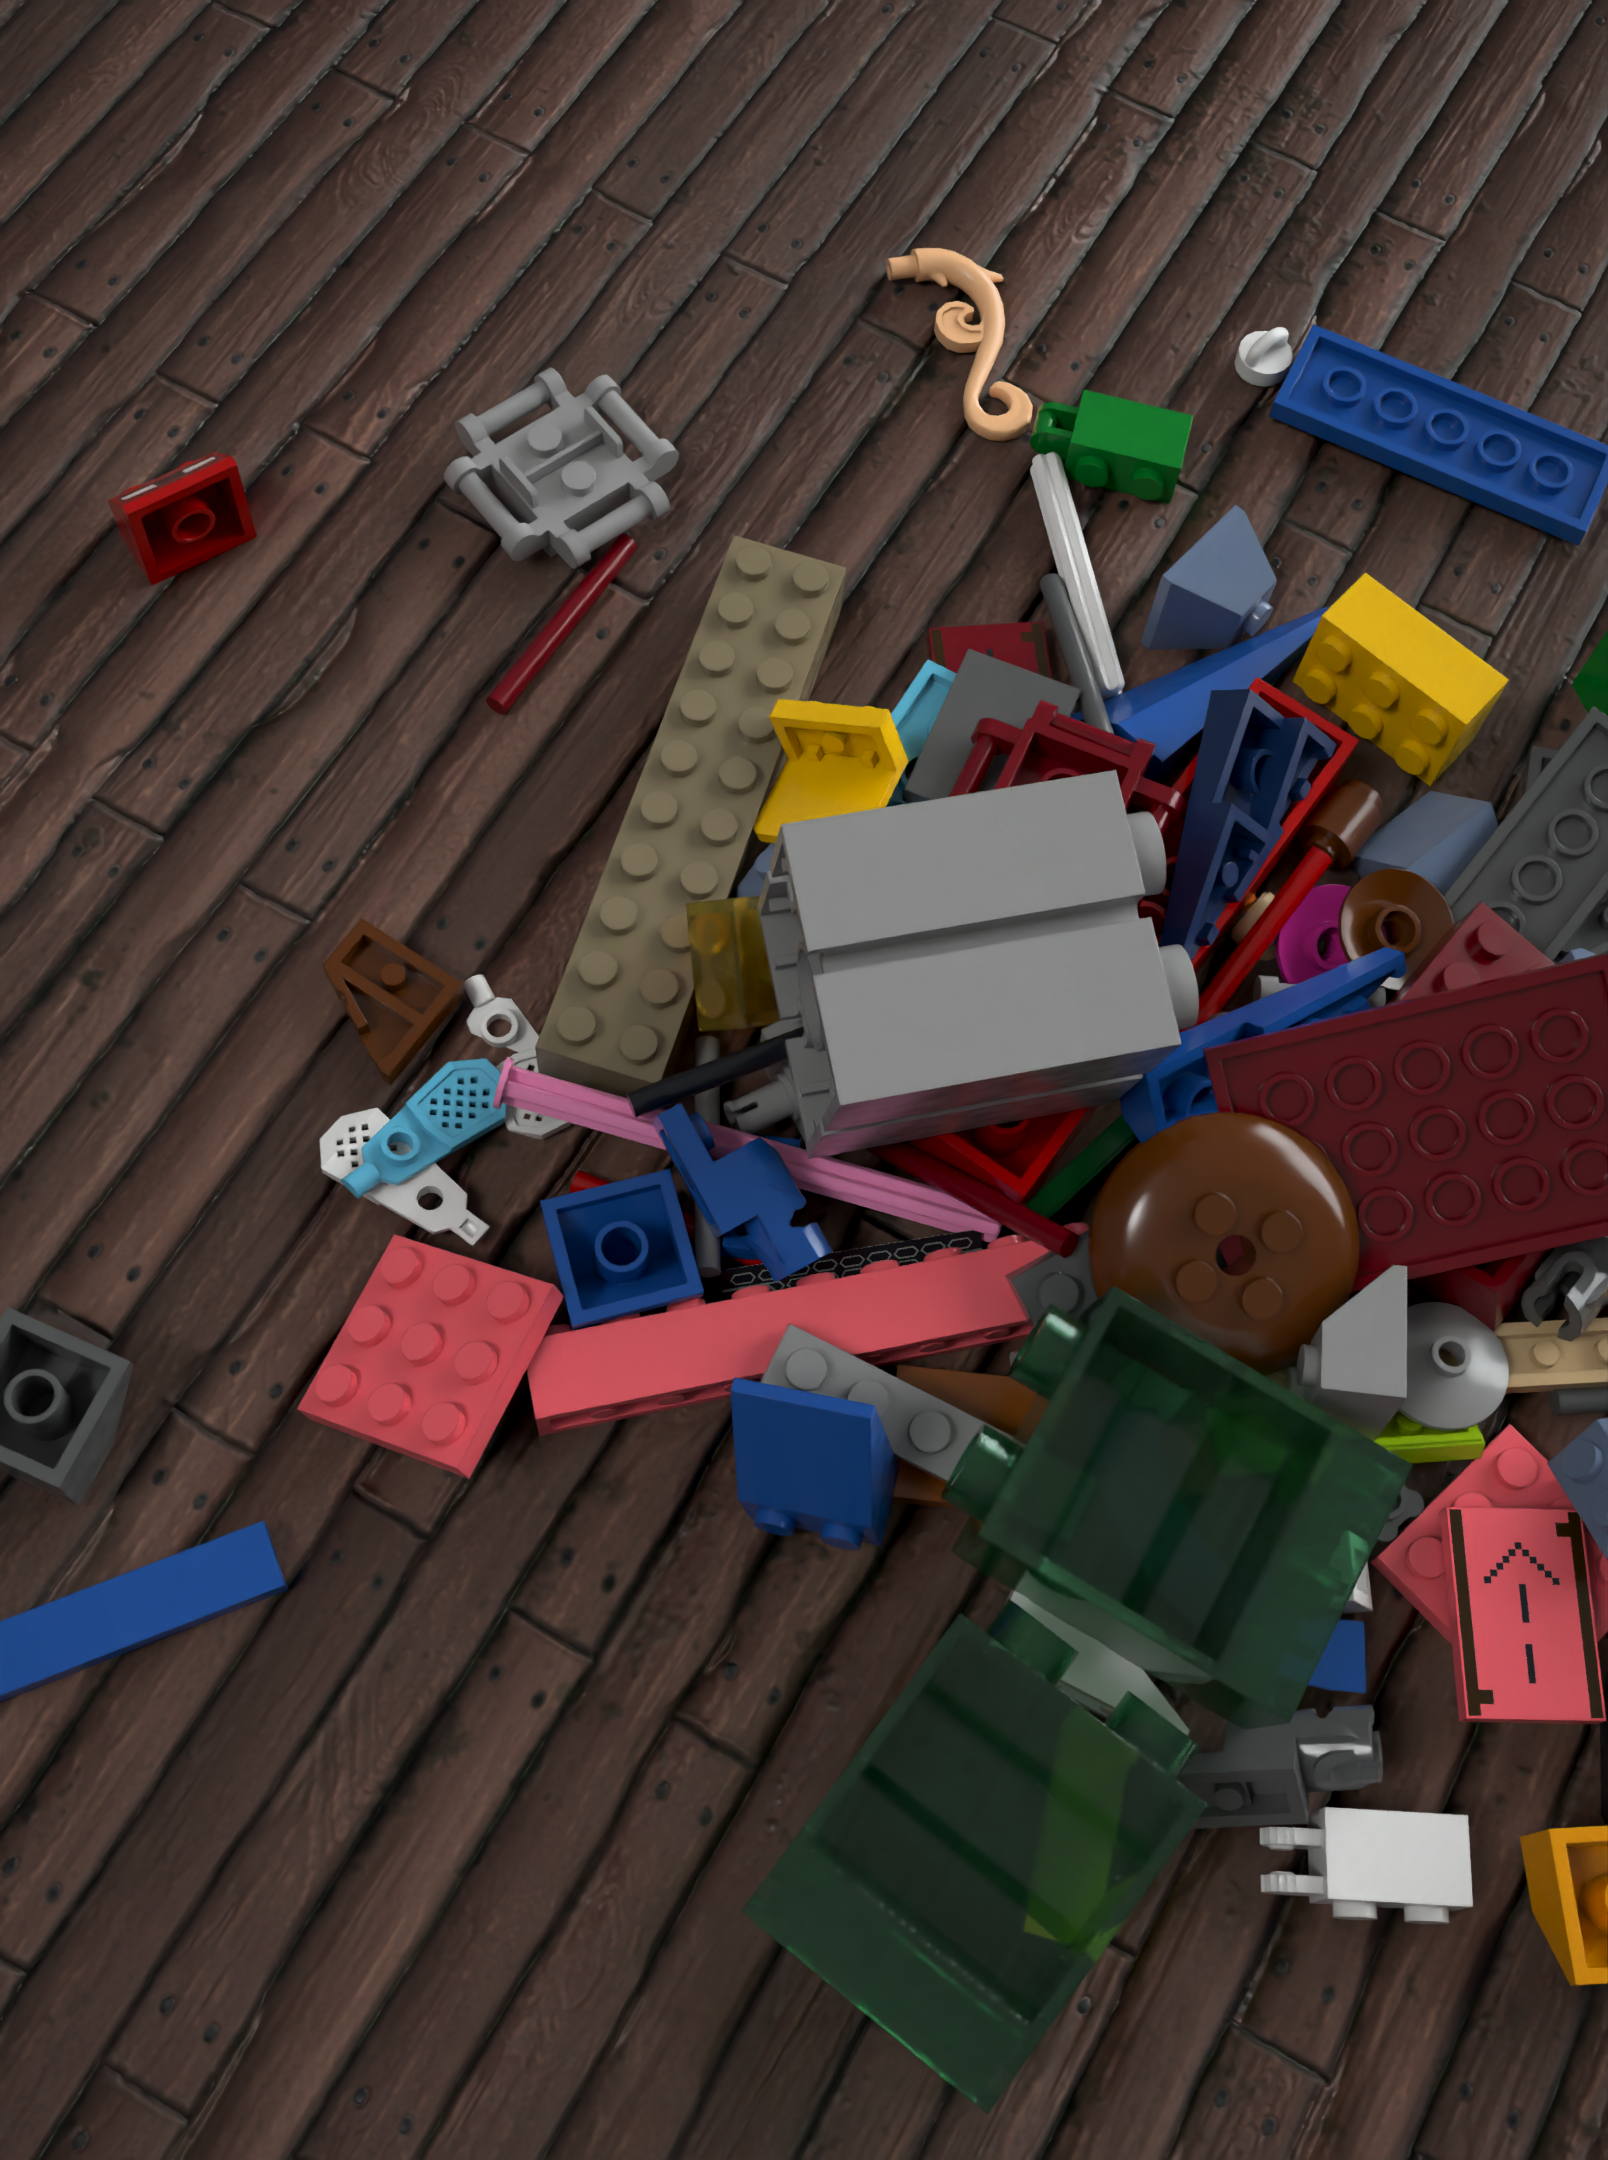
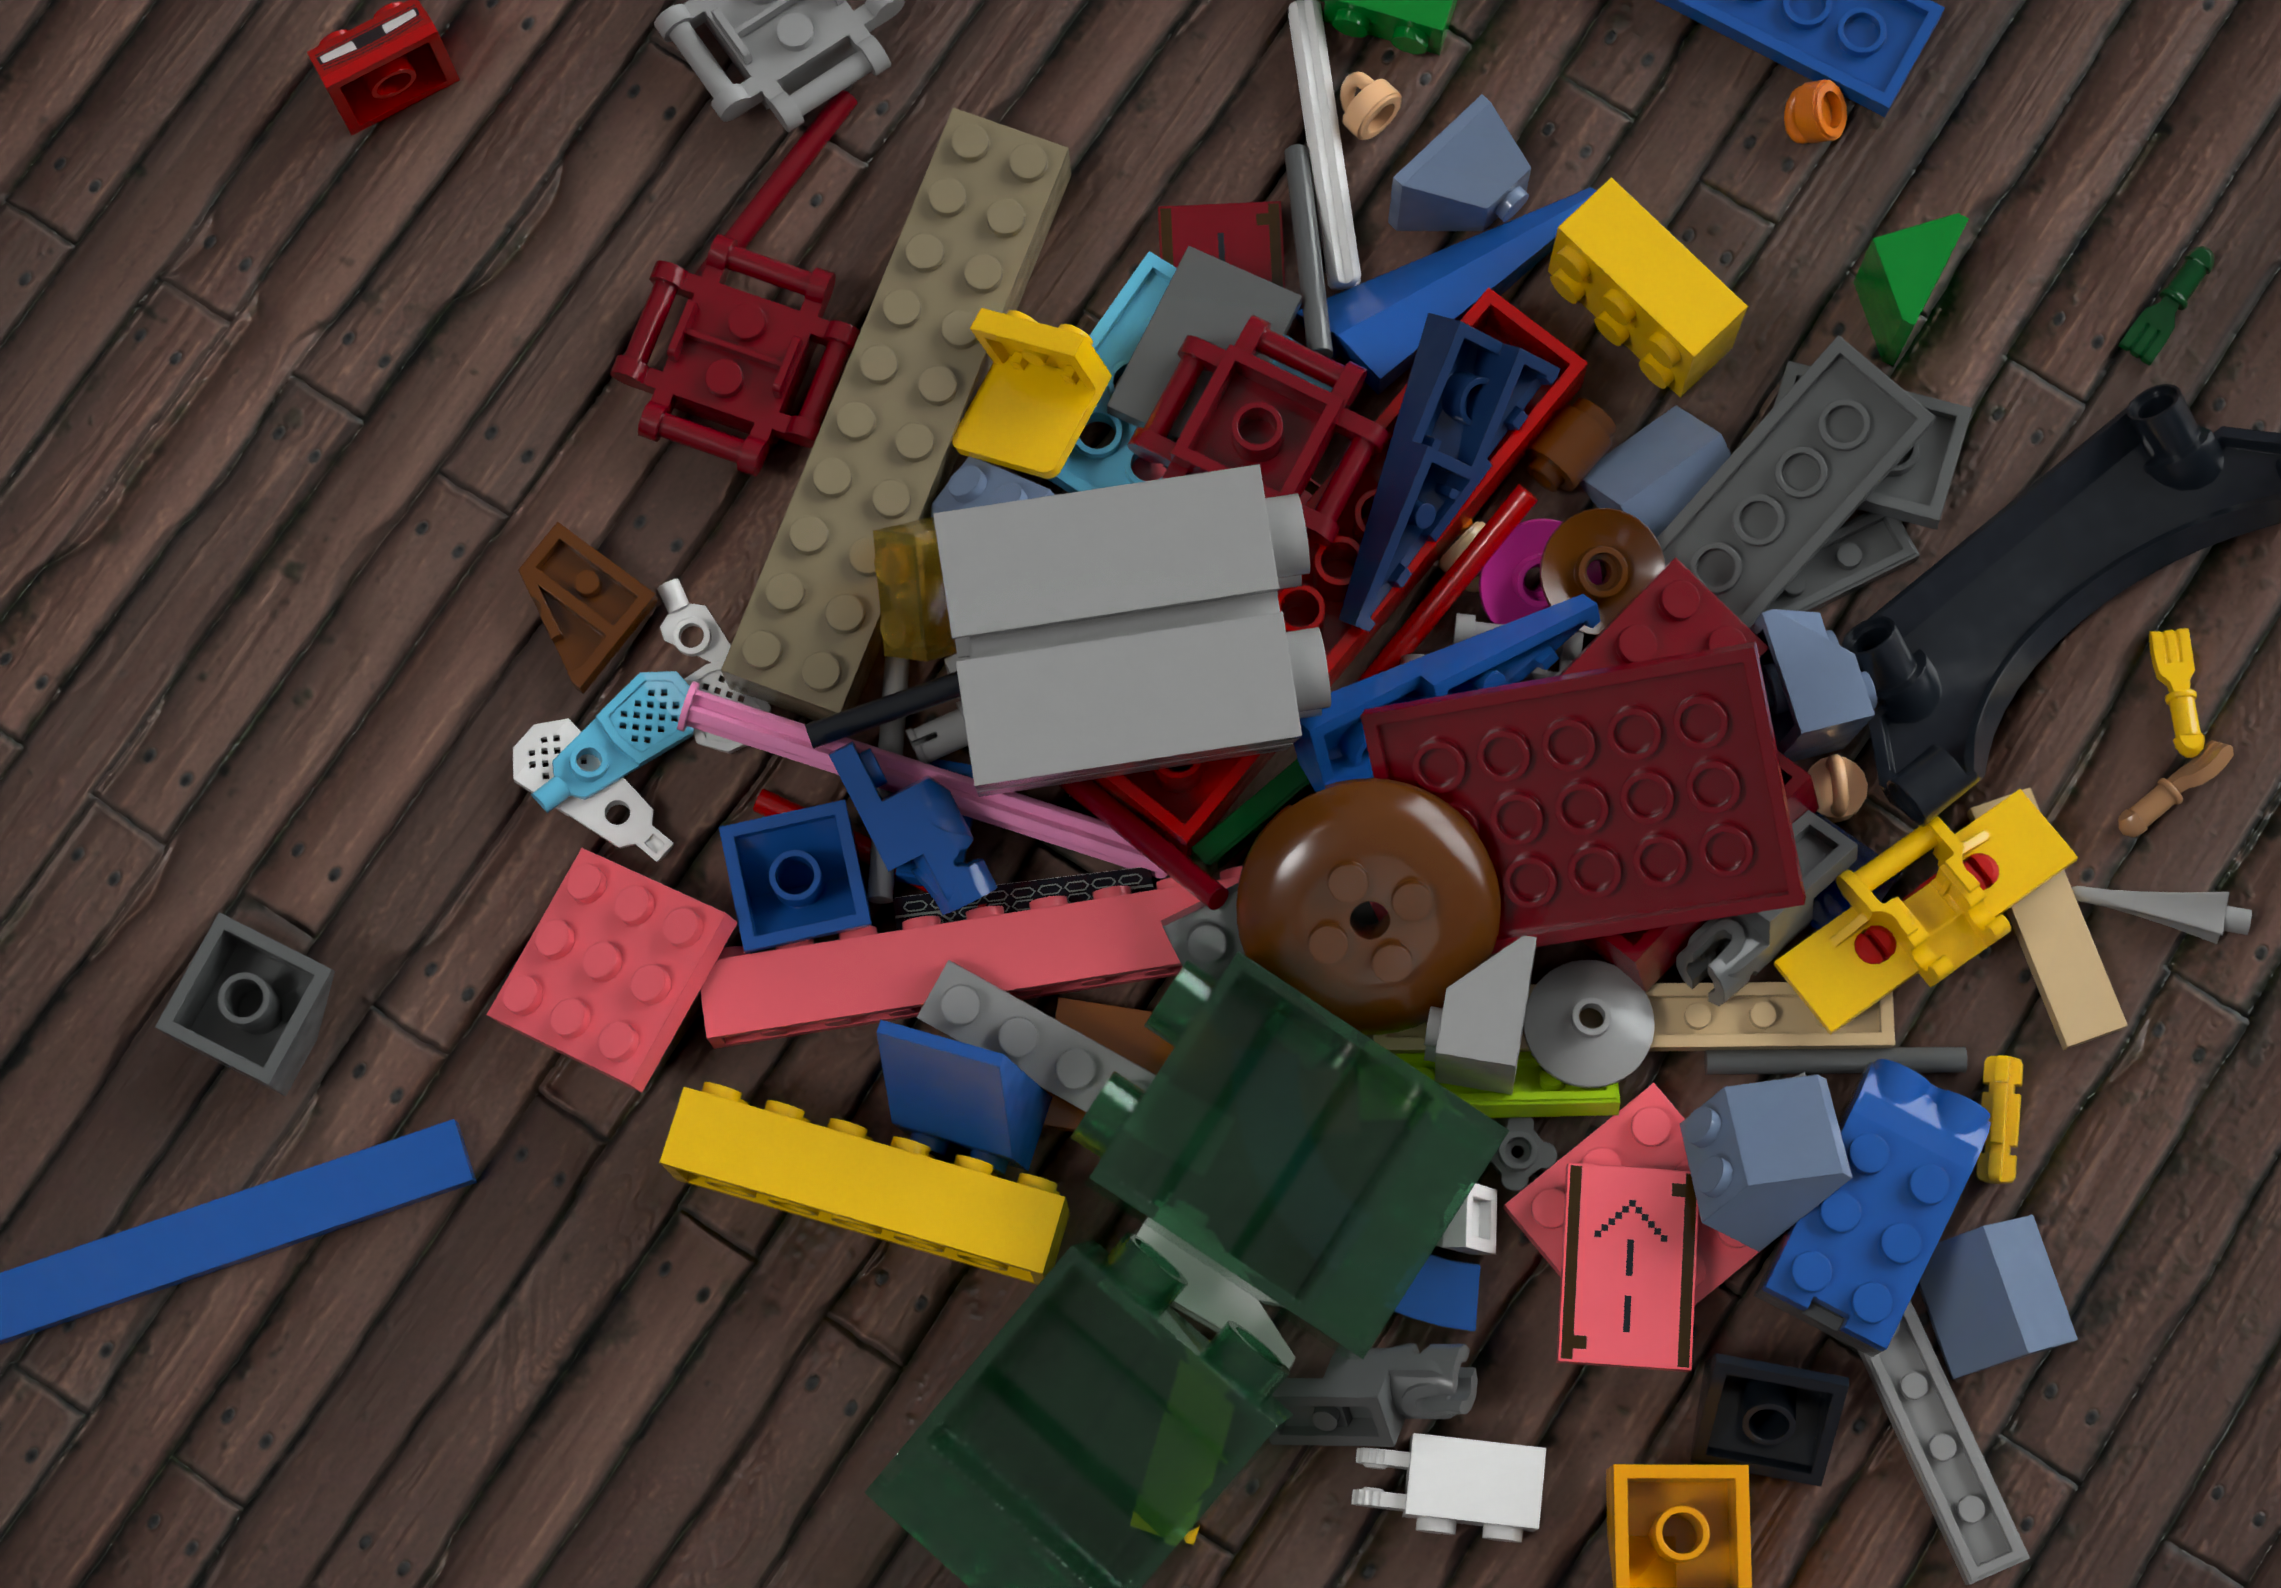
camera: 15 degrees right, 10 degrees up
(534, 763) = (736, 356): none -> dark red brick
(716, 1565) = (865, 1185): none -> yellow brick
(1117, 541) = (1371, 108): none -> light nougat tile
(1523, 538) = (1815, 112): none -> orange tile

